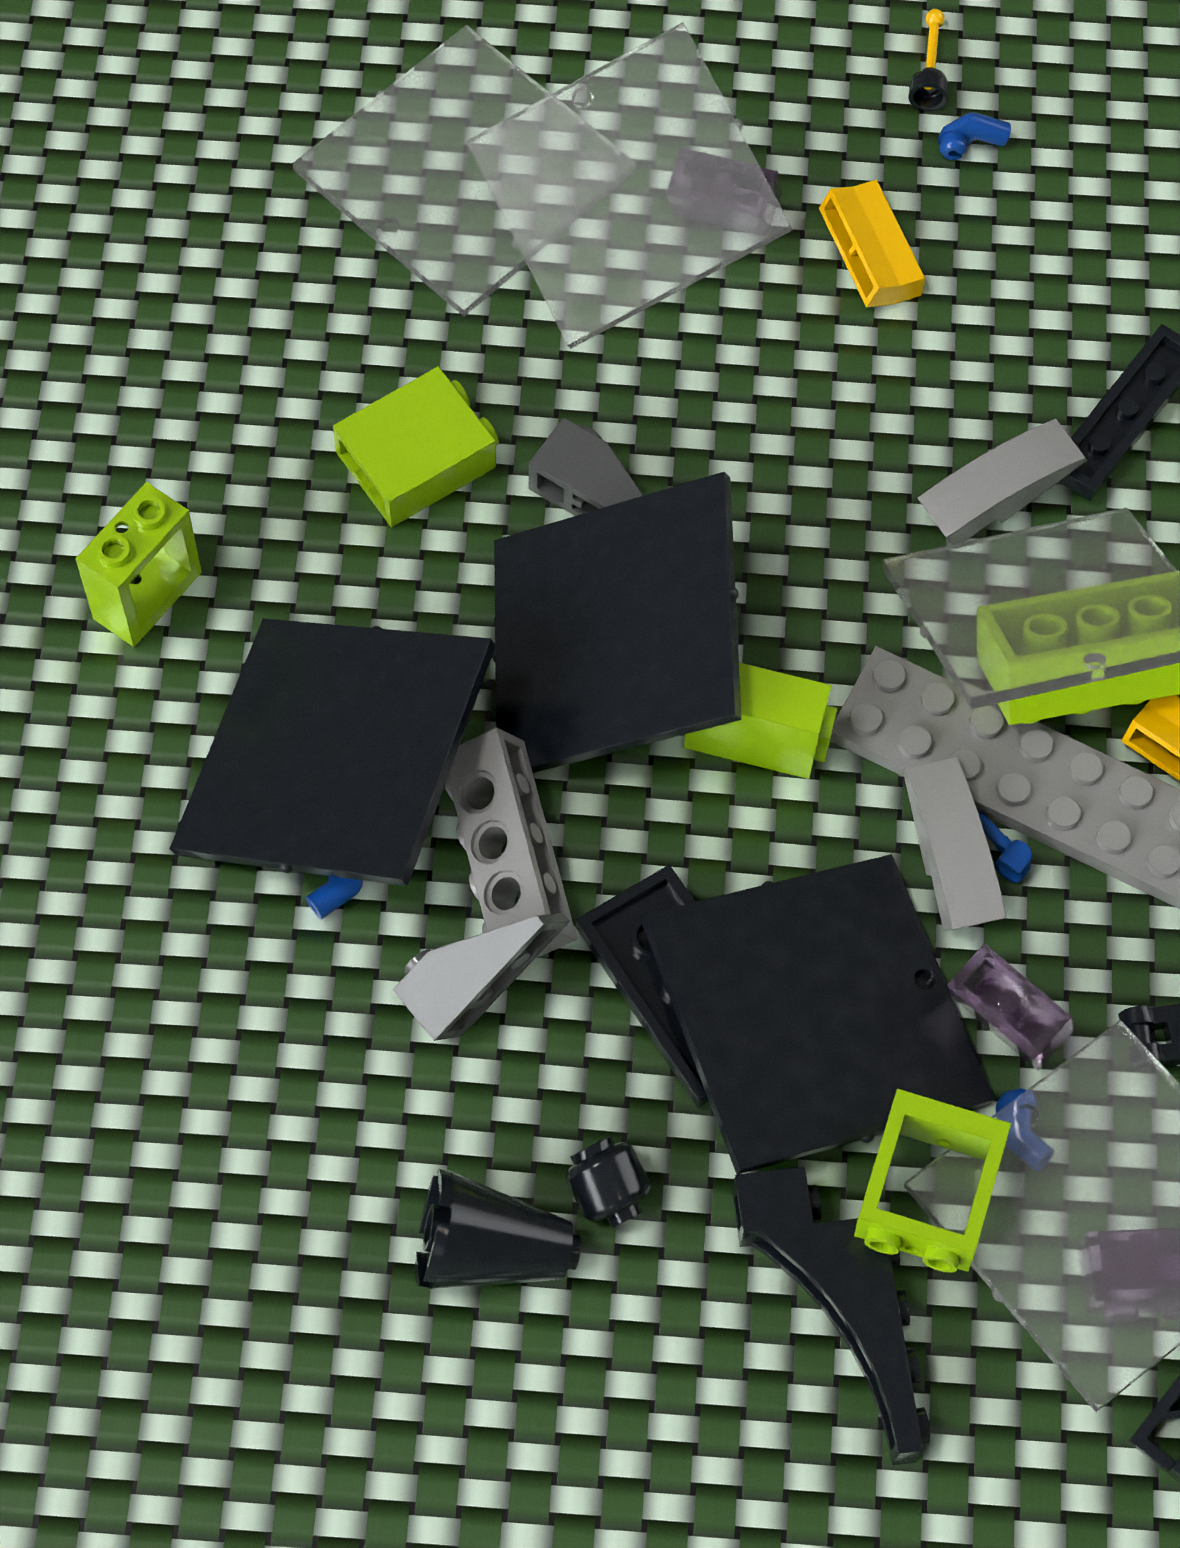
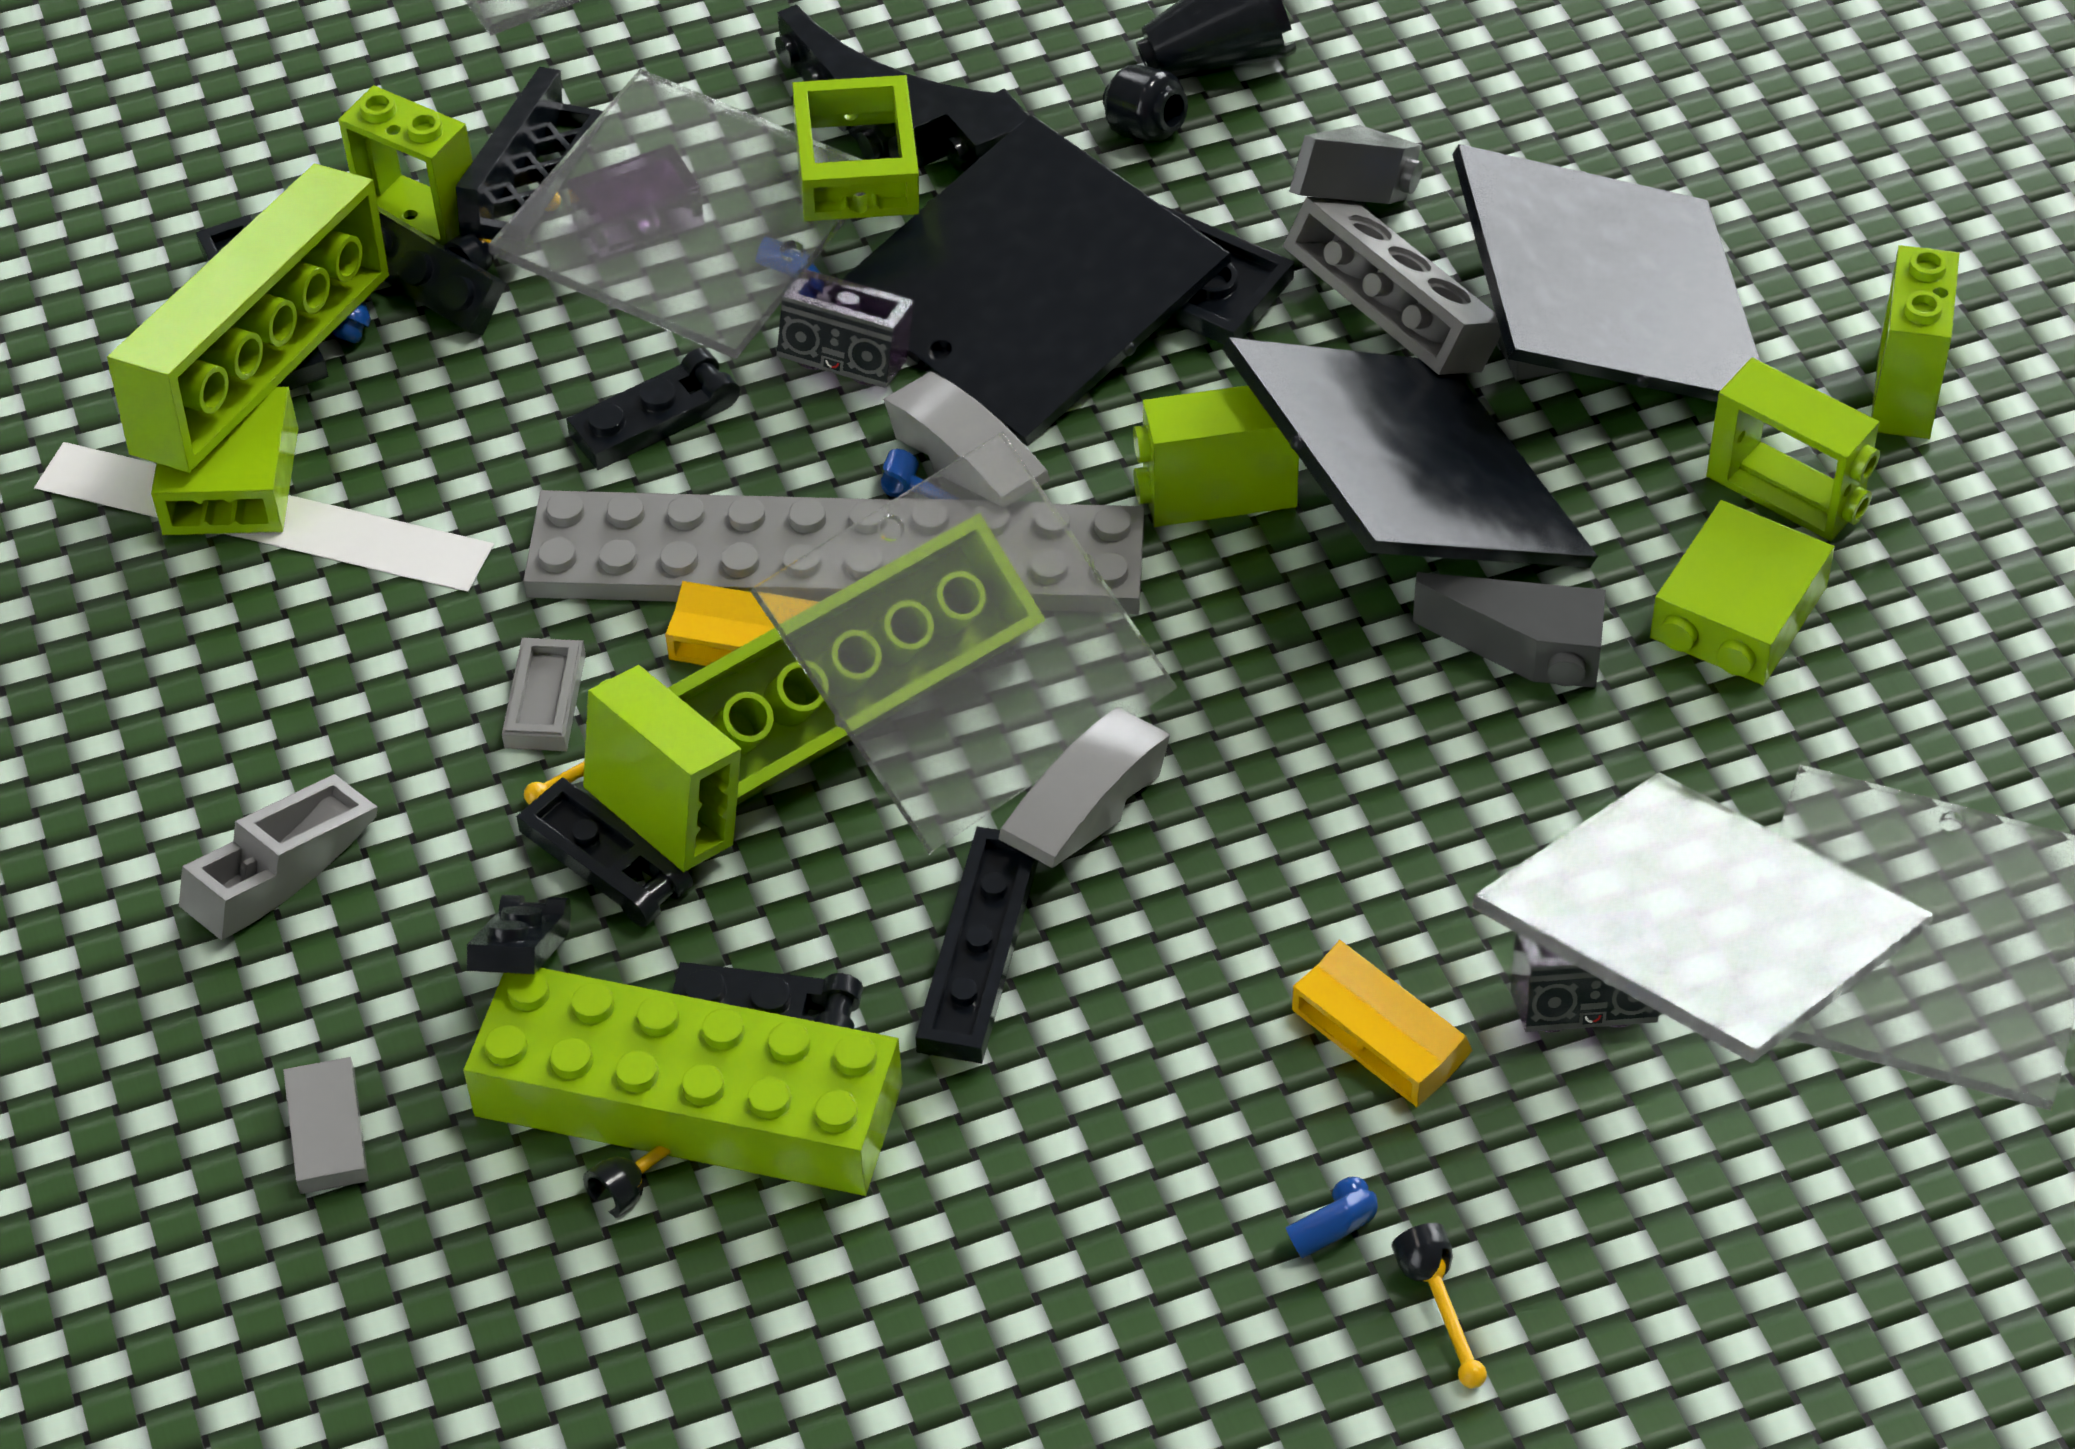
camera: 160 degrees right, 15 degrees down
(303, 521) = (1776, 480): none -> lime window

